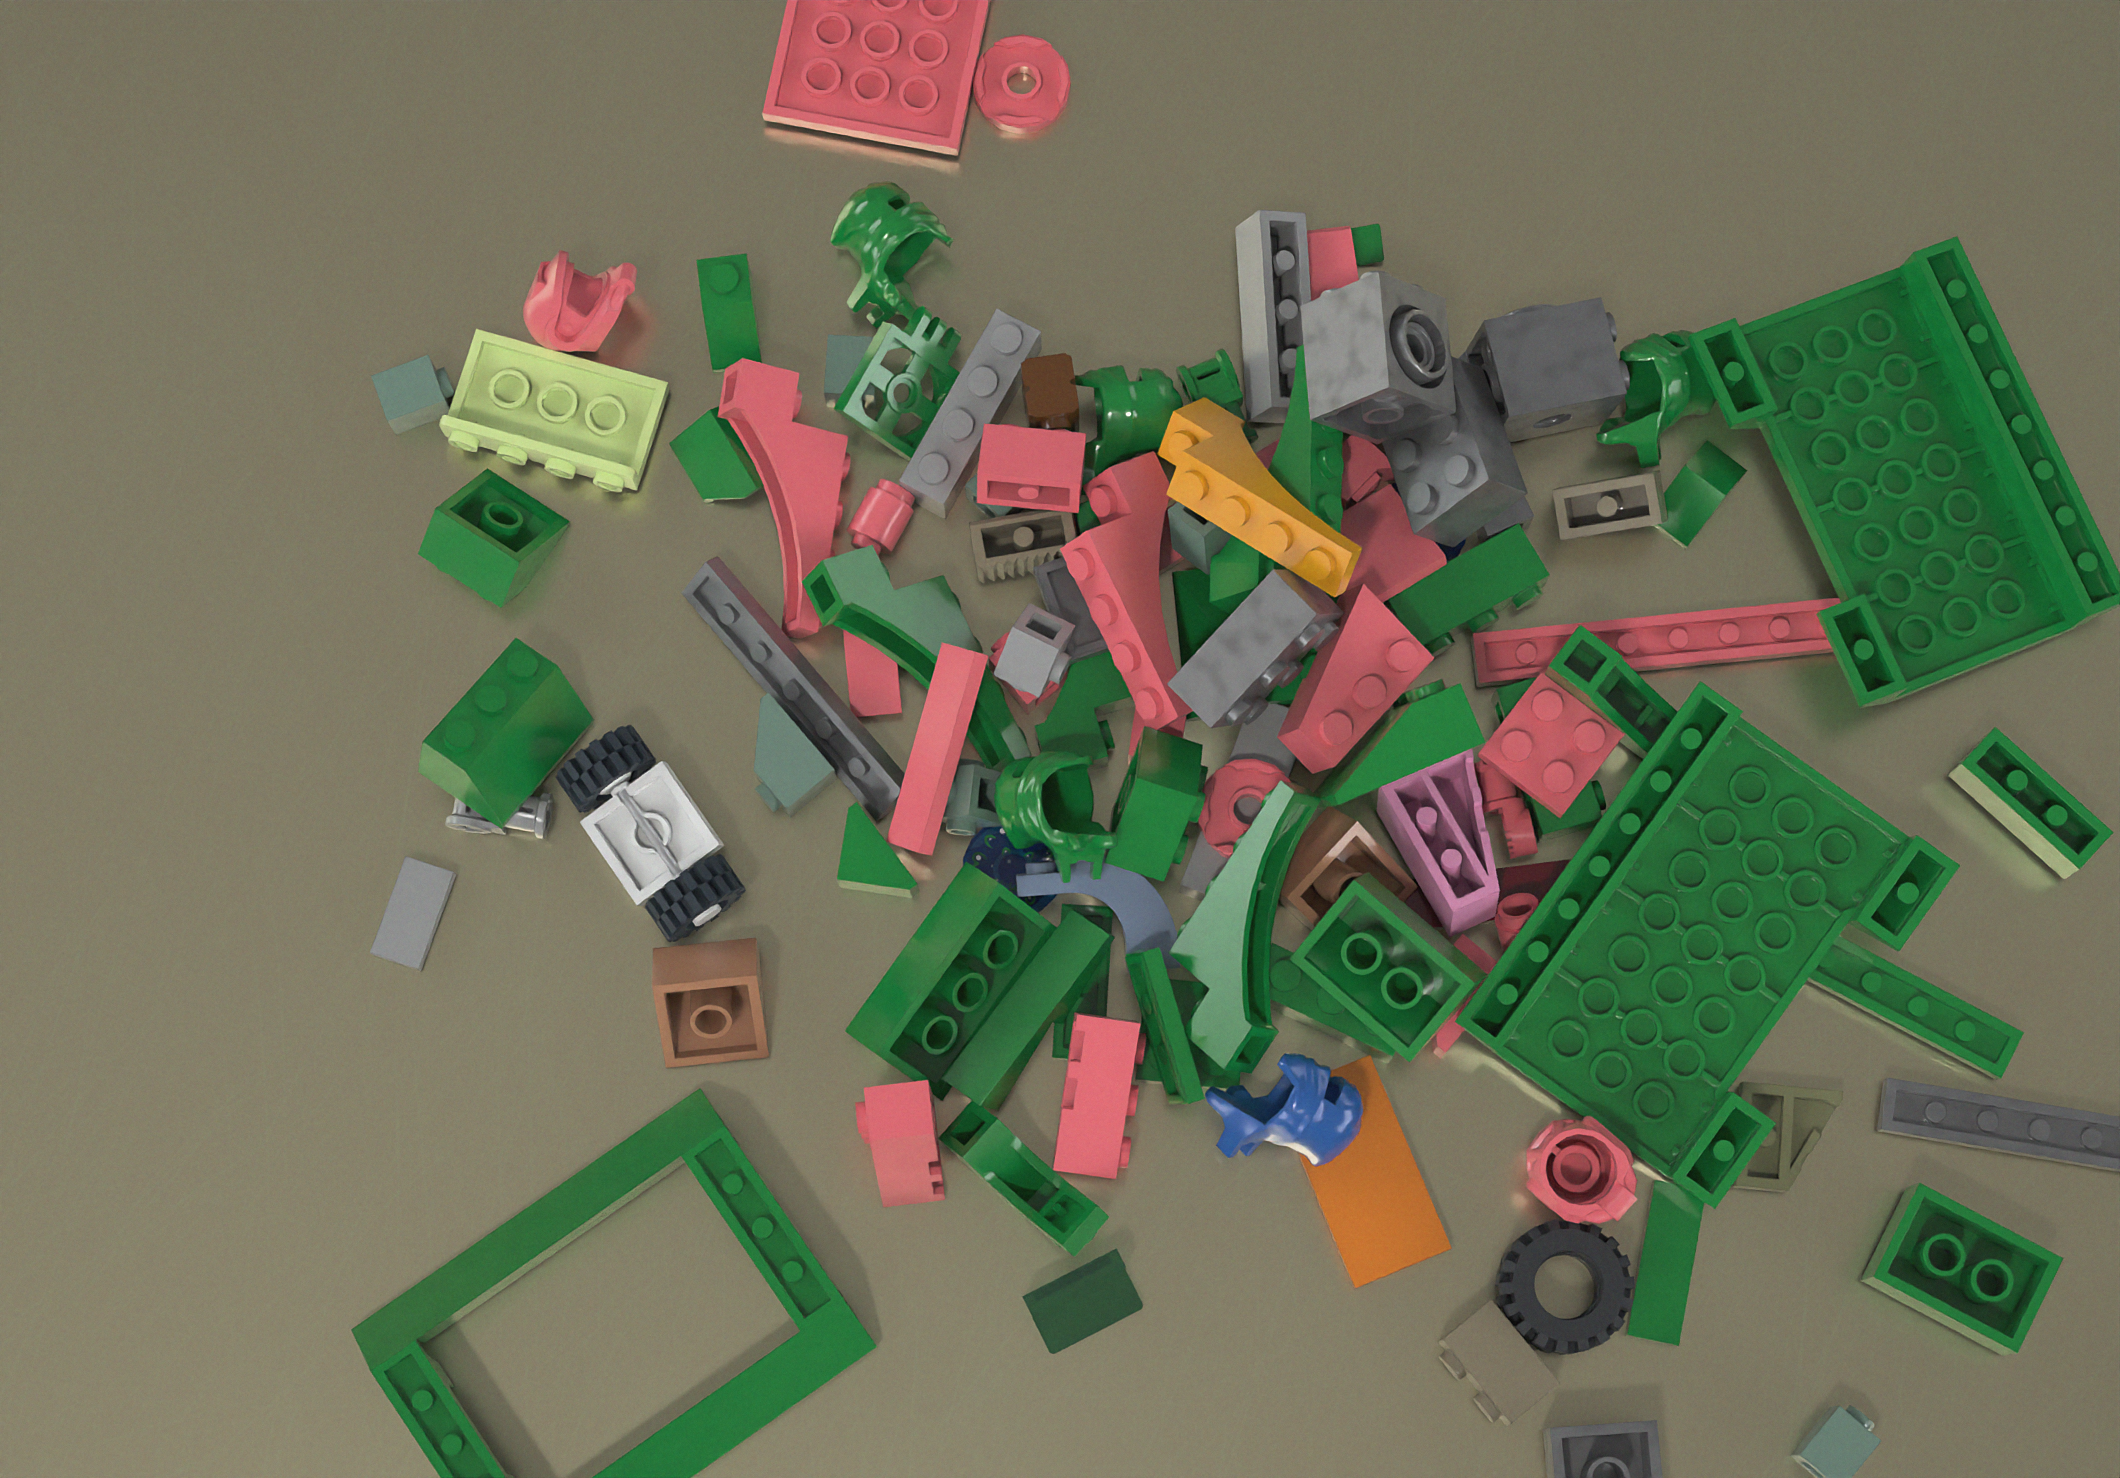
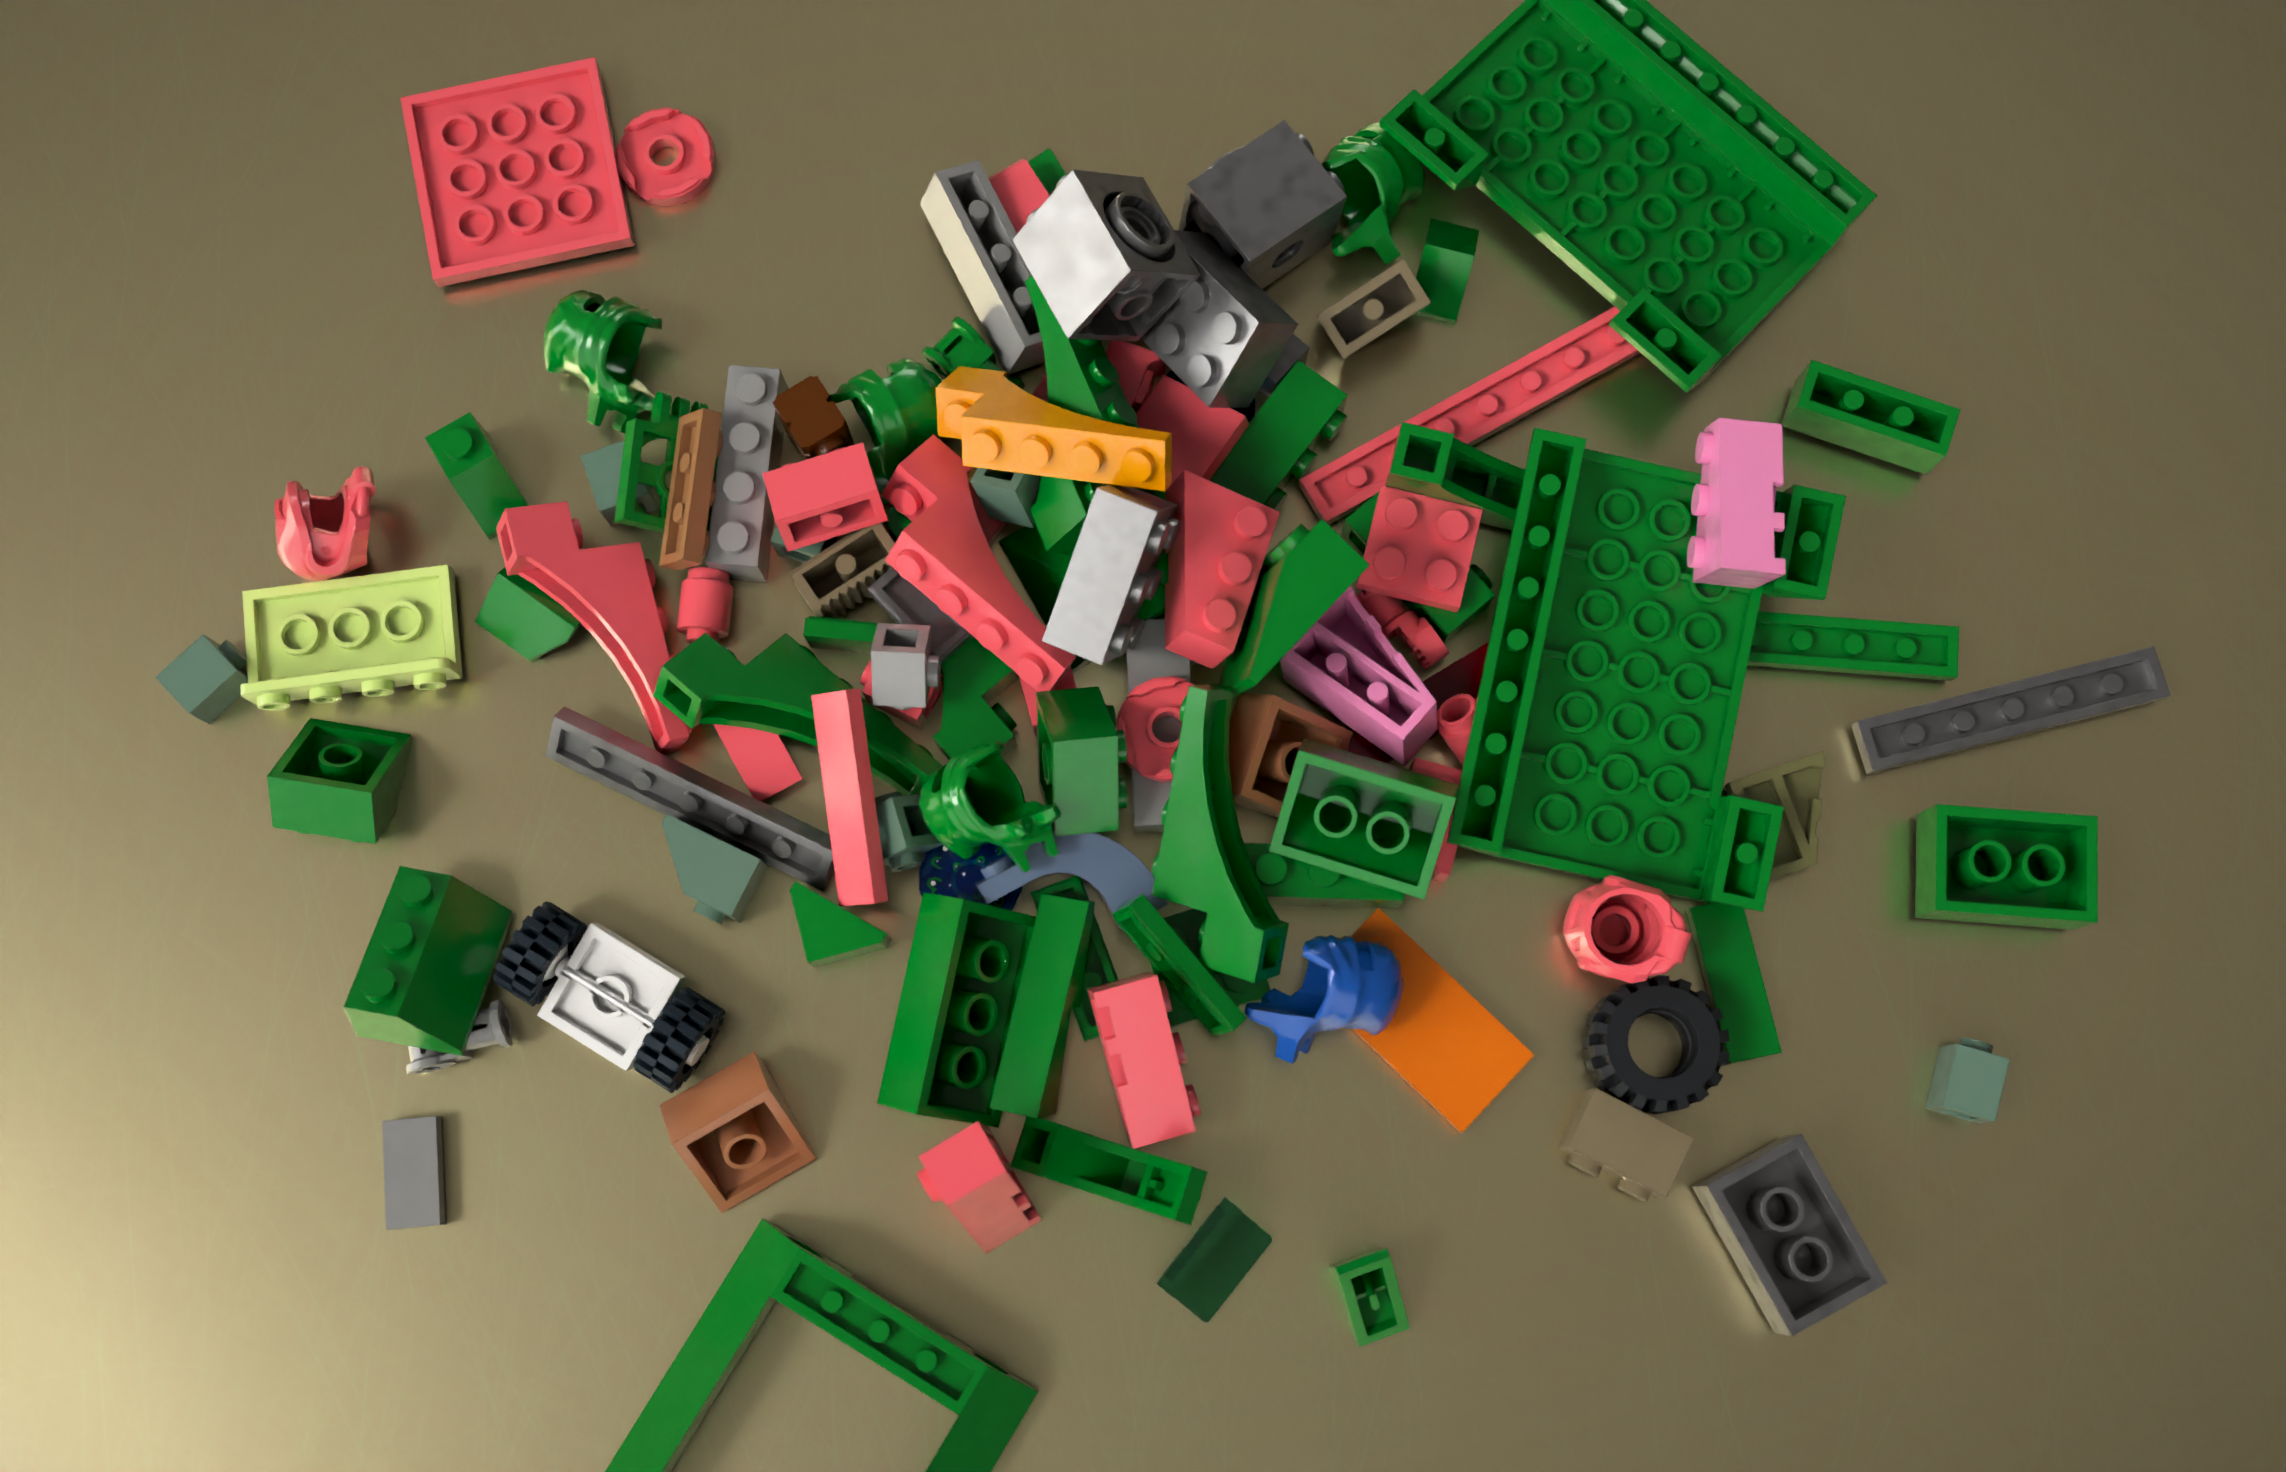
camera: 25 degrees left, 0 degrees up
(914, 409) = (691, 490): none -> medium nougat plate
(992, 596) = (839, 634): none -> green tile
(1208, 1395) = (1370, 1295): none -> green slope
(1856, 829) = (1737, 504): none -> bright pink wedge

